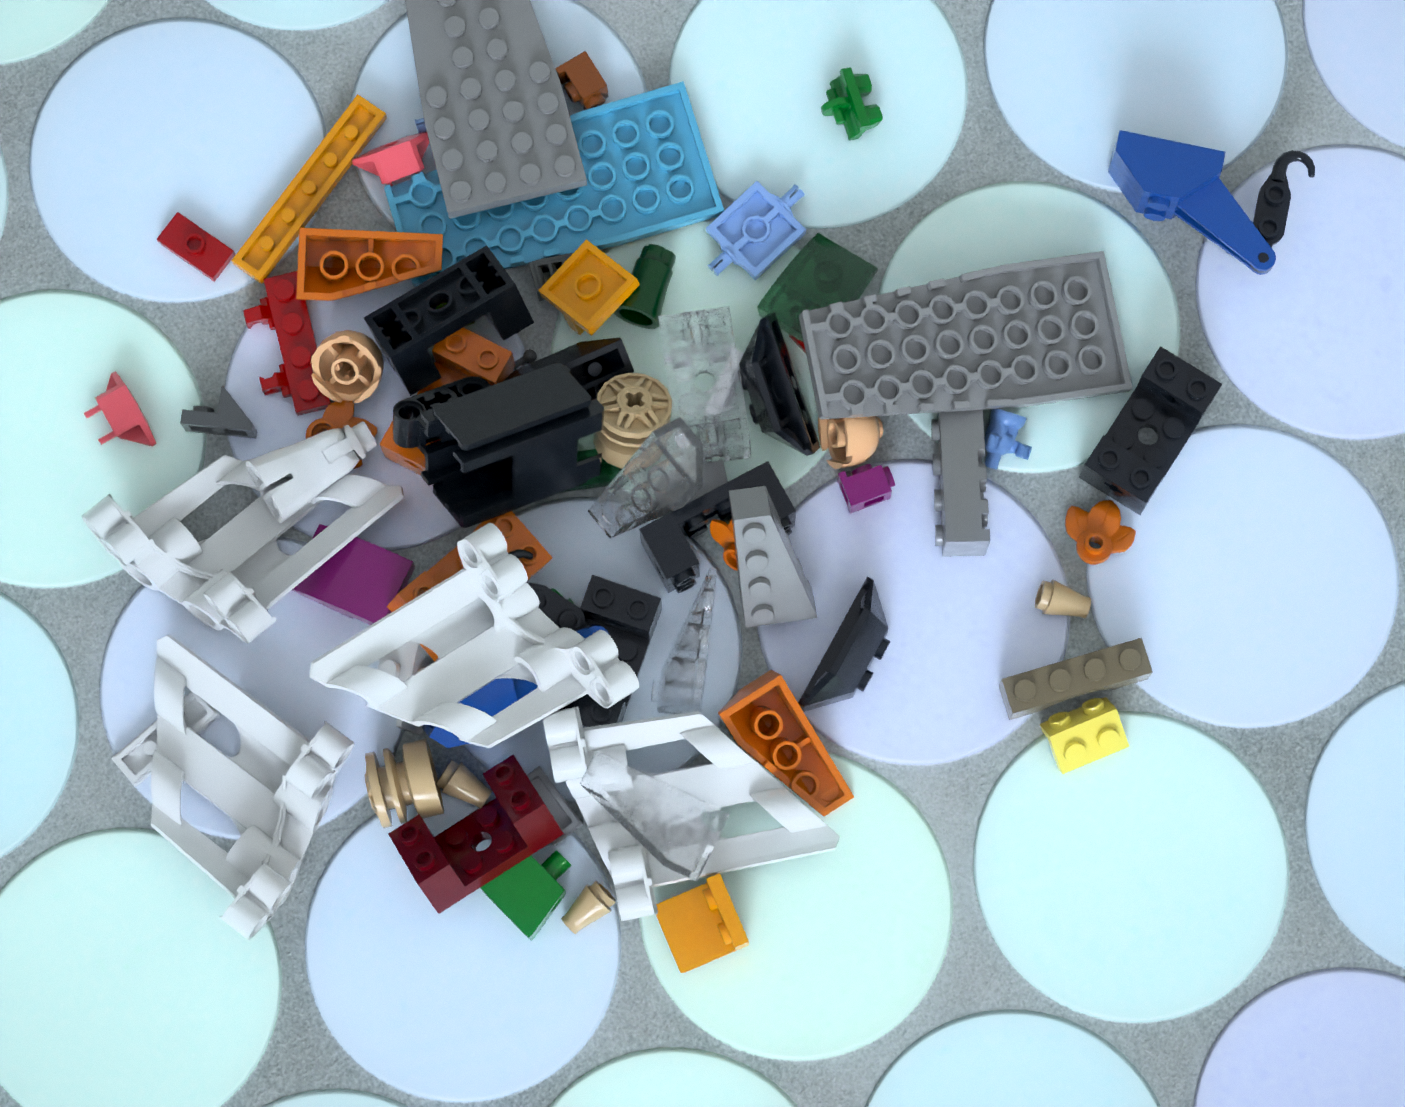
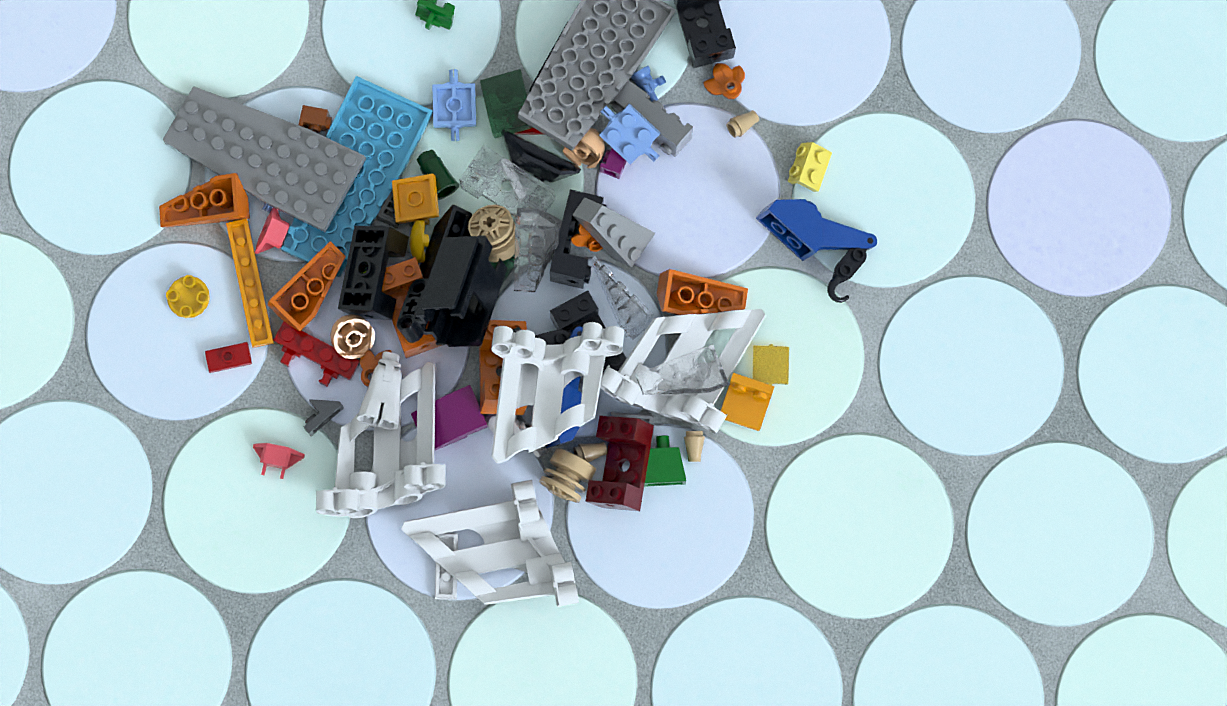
camera: 55 degrees left, 0 degrees up
(227, 132) = (188, 297): none -> yellow dish
(370, 56) = (213, 202): none -> orange wedge
(539, 338) = (418, 240): none -> yellow dish
(781, 912) = (771, 364): none -> clear yellow piece
(850, 652) = (683, 231): black wedge -> none
(909, 471) = (629, 133): none -> light blue plate
(990, 807) = (805, 232): none -> blue slope
(1074, 677) = (782, 148): dark tan arch -> none

